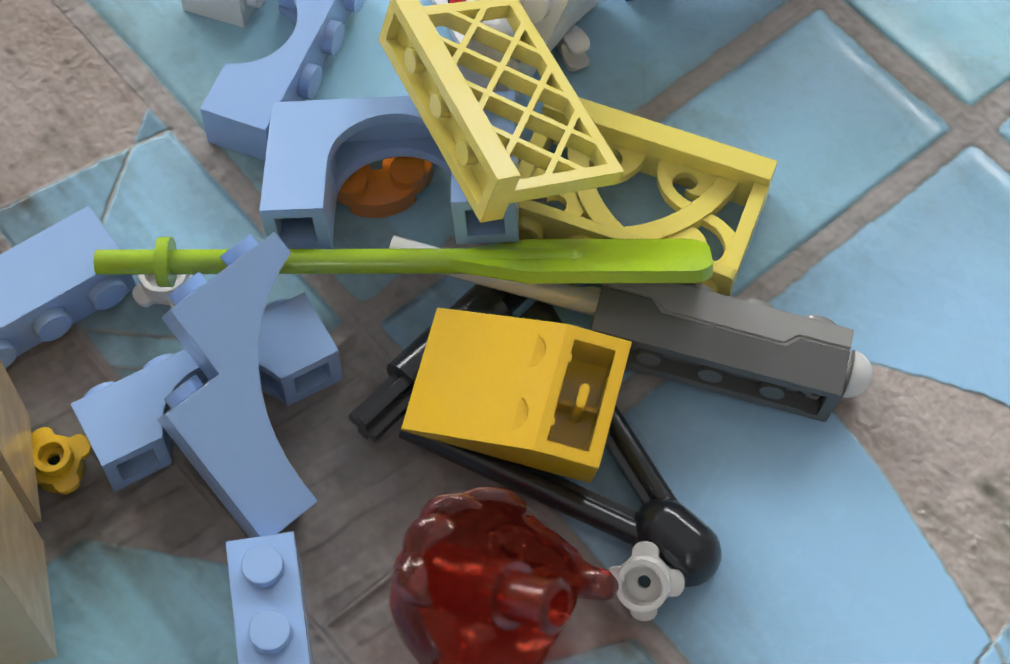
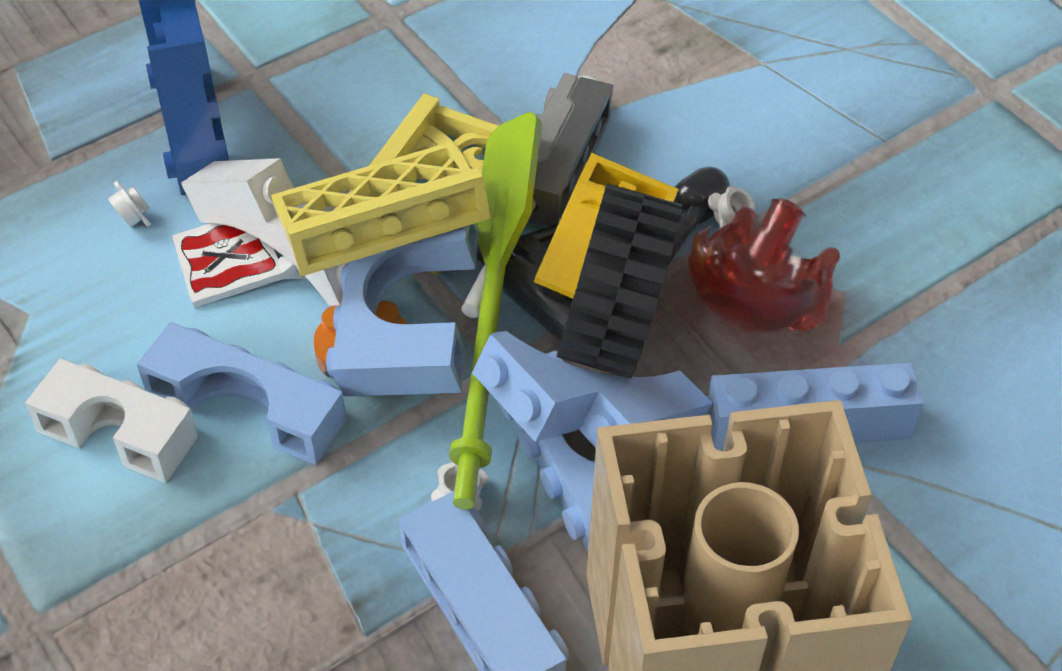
camera: 85 degrees left, 10 degrees down
(361, 363) = (620, 281): none -> black tyre

